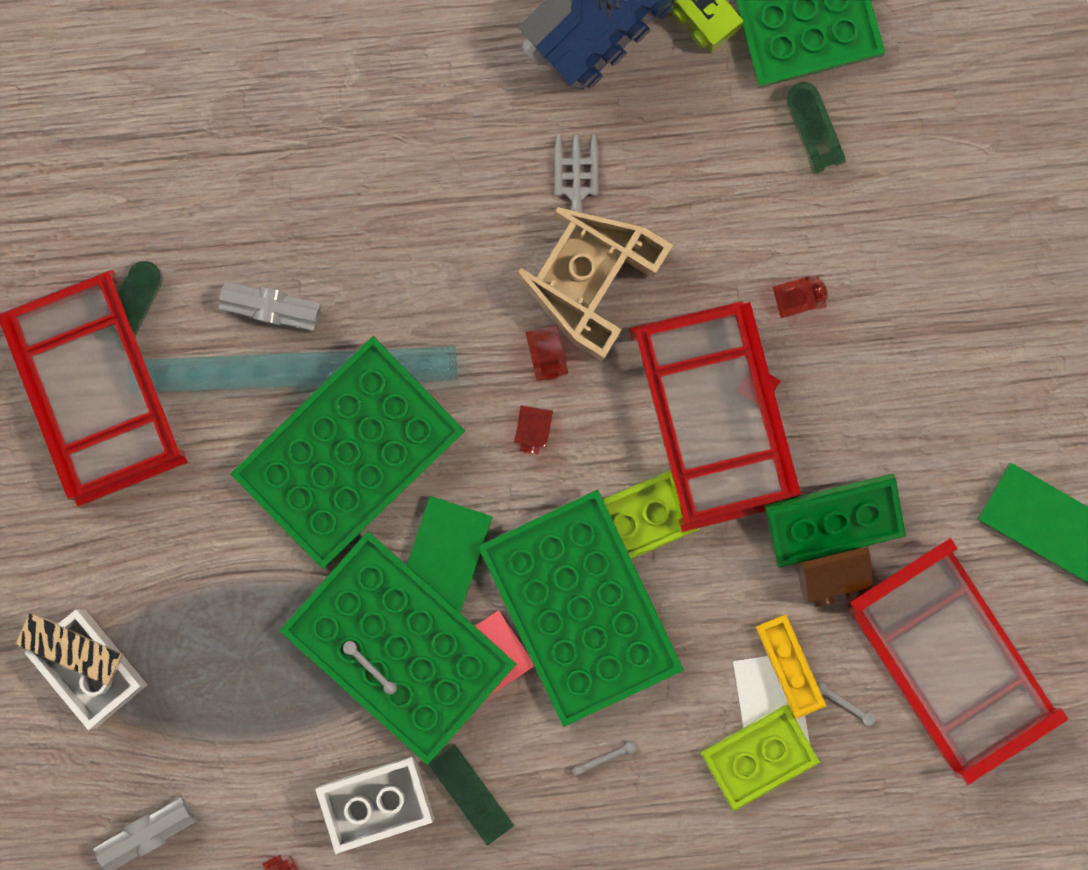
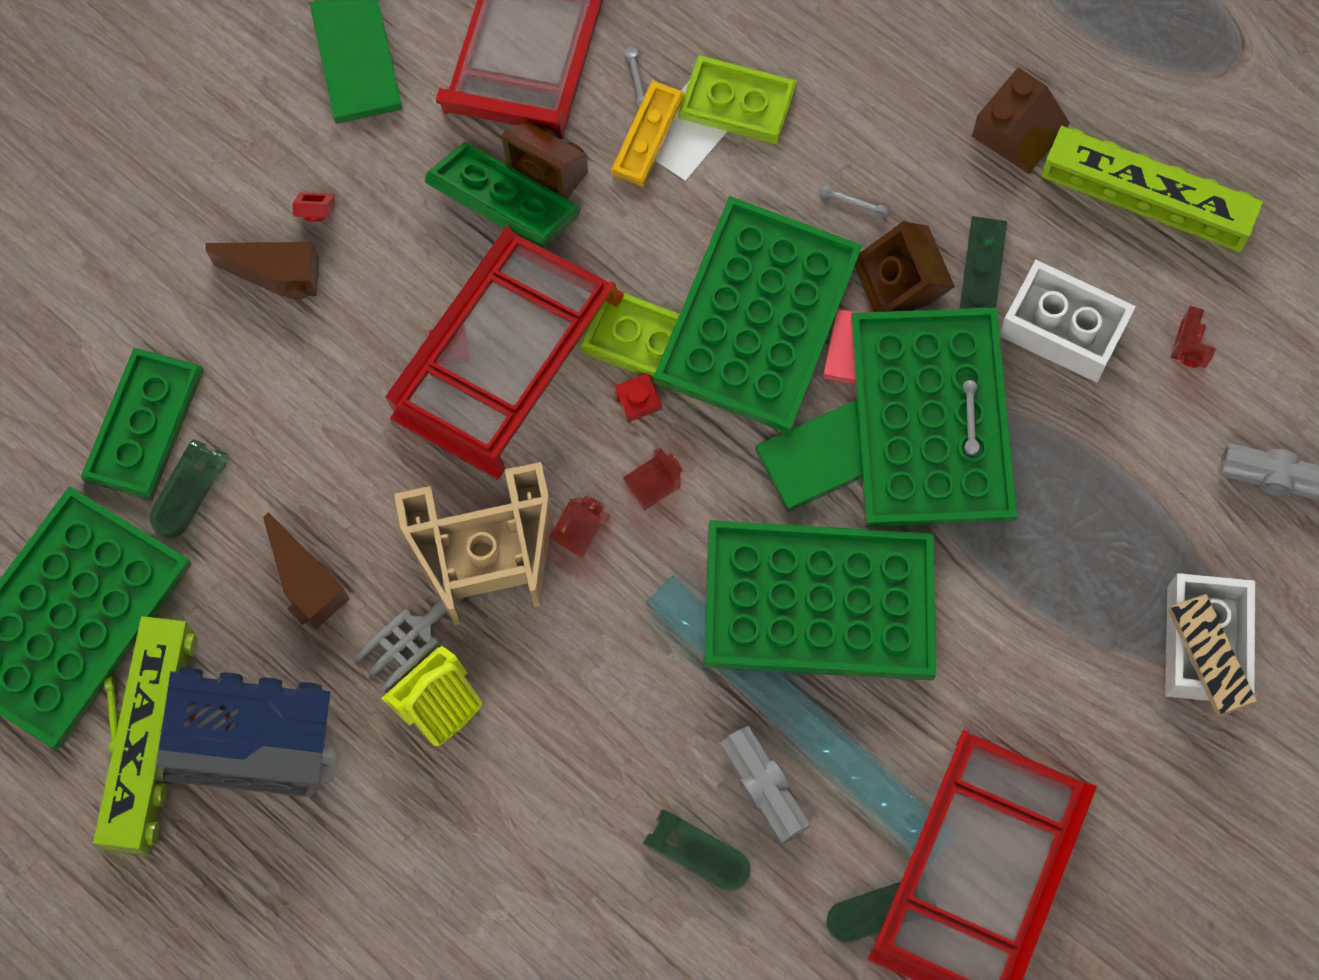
camera: 135 degrees left, 15 degrees down
(268, 229) = (699, 852): none -> clear green plate
(518, 735) = (903, 269): none -> reddish brown slope
(520, 155) = (435, 697): none -> neon yellow piece
(601, 474) = (638, 397): none -> red plate
(678, 146) = (305, 582): none -> reddish brown slope
(800, 296) = (344, 374): clear red bracket -> none
(892, 139) = (142, 423): none -> green tile
(922, 322) = (280, 267): none -> reddish brown slope
(951, 387) = (313, 206): none -> red plate

